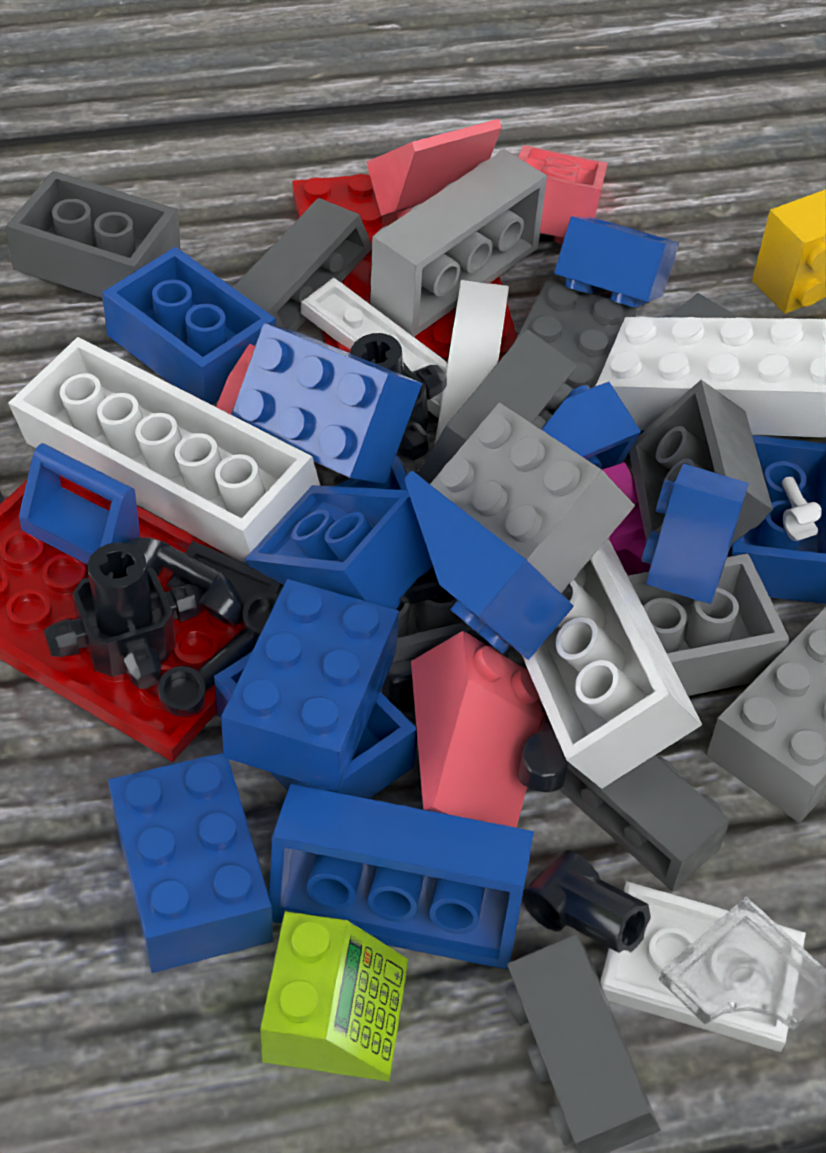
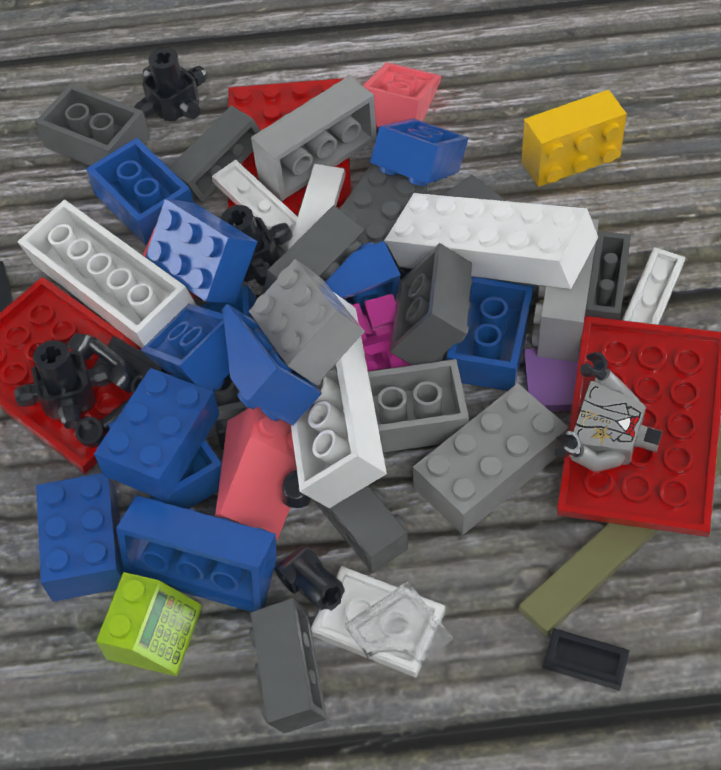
camera: 15 degrees right, 5 degrees up
(68, 519) = (46, 311): blue tile -> none
(205, 179) = (170, 88): none -> black piece
(428, 165) = (301, 85): coral slope -> none
(695, 533) = (411, 347): blue brick -> none
(801, 517) = (493, 338): white hand -> none

